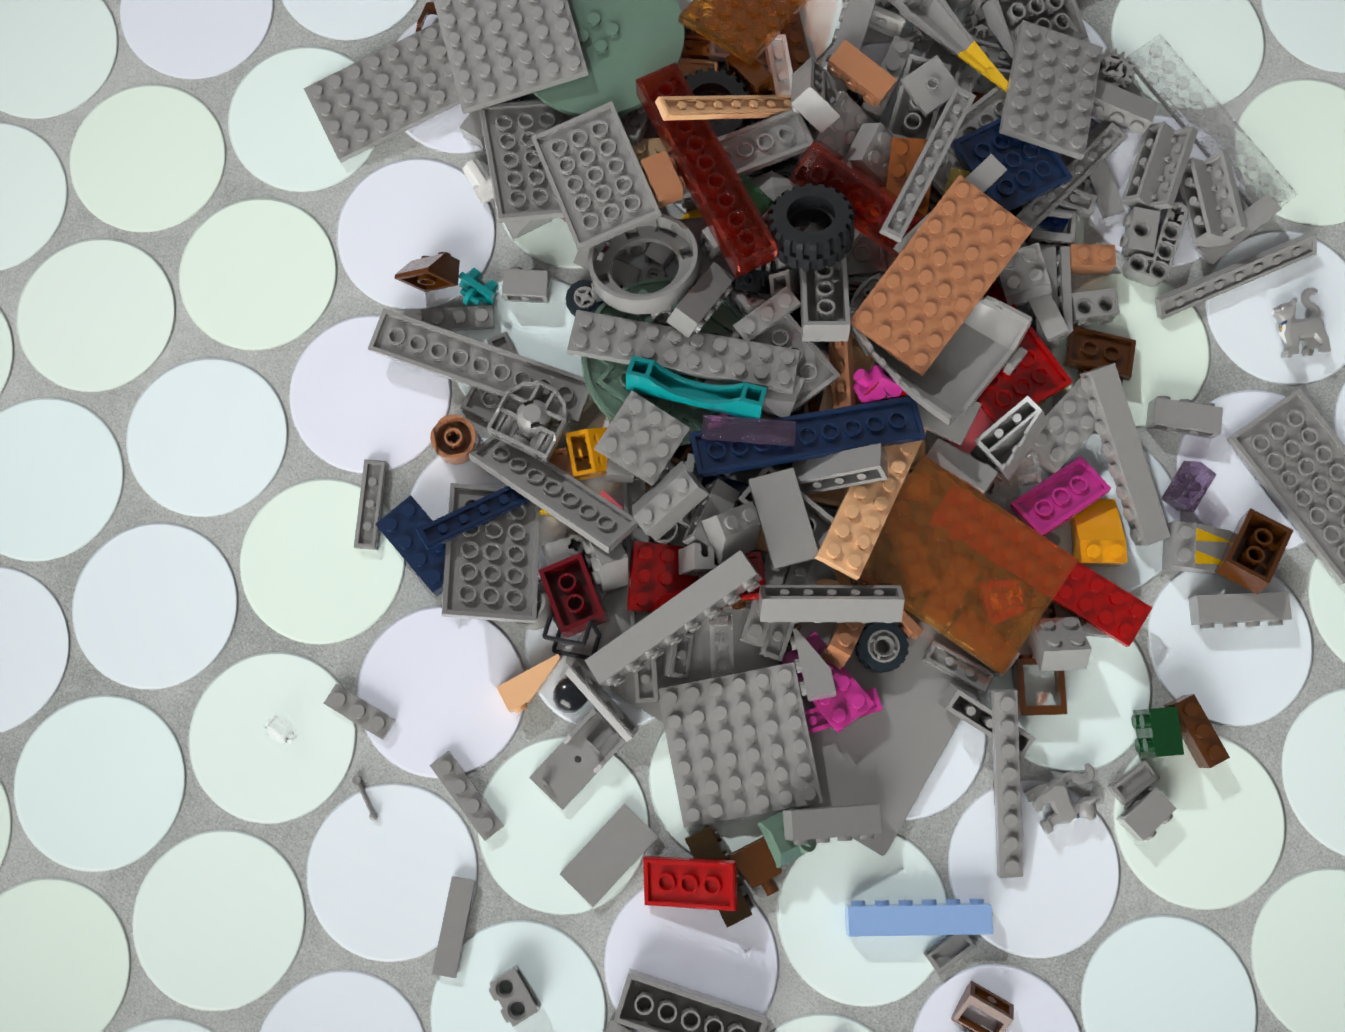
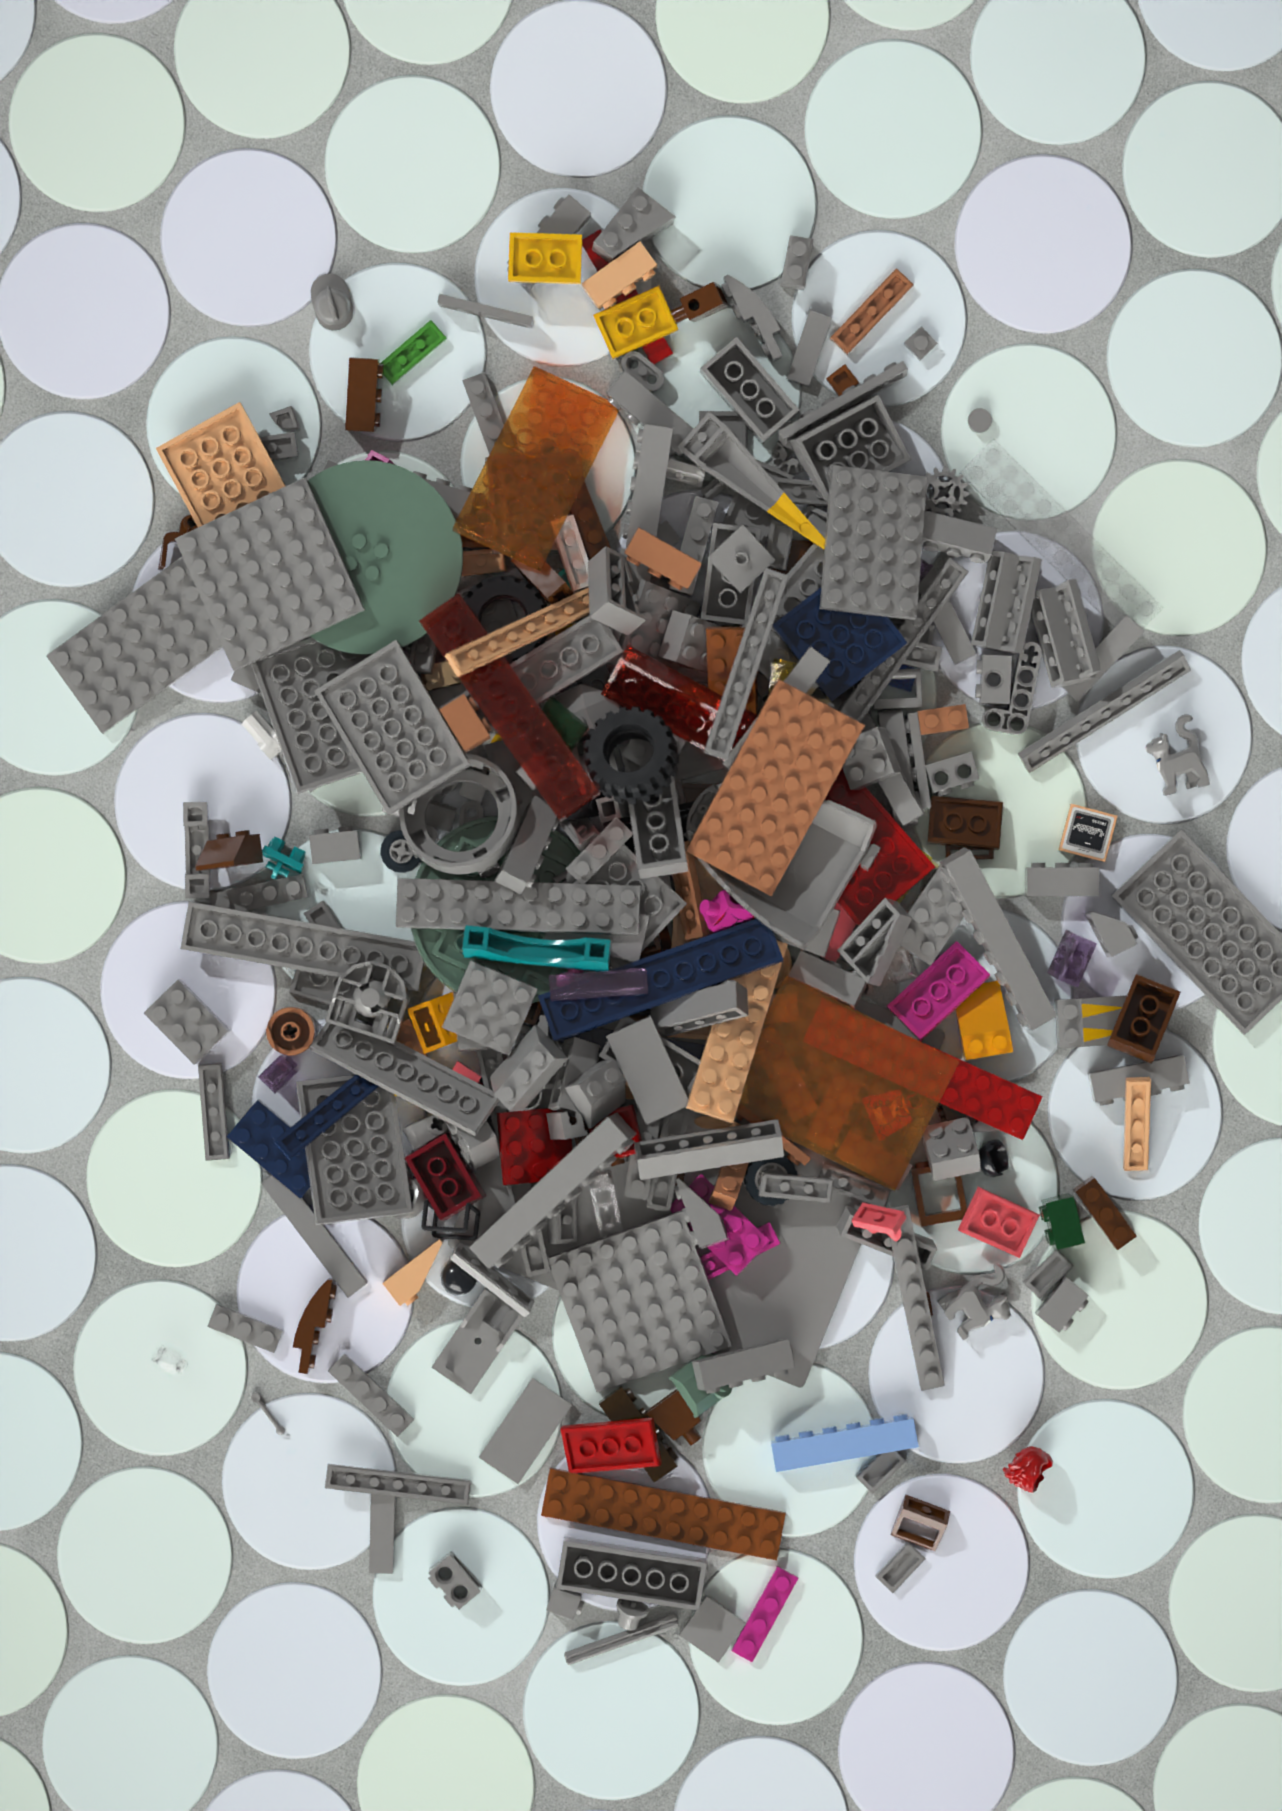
camera: 10 degrees left, 10 degrees up
(361, 417) = (187, 1021): none -> light grey brick
(406, 248) = (196, 835): none -> light grey slope
(428, 707) = (315, 1315): none -> reddish brown slope
(436, 476) = (279, 1073): none -> clear purple slope
(443, 635) = (316, 1237): none -> light grey tile
(475, 887) = (397, 1484): none -> light grey tile
(731, 961) = (663, 1514): none -> dark orange plate
(906, 656) = (795, 1187): none -> light grey tile
(990, 696) = (879, 1219): none -> coral tile
(1094, 723) = (998, 1222): none -> coral tile
(1097, 663) = (993, 1158): none -> black hair
(1099, 974) = (1028, 1468): none -> red hair
(1147, 20) = (979, 420): none -> light grey tile
(1210, 379) = (1087, 832): none -> tile
(1231, 466) = (1112, 934): none -> light grey slope
(1236, 650) = (1136, 1123): none -> light nougat tile

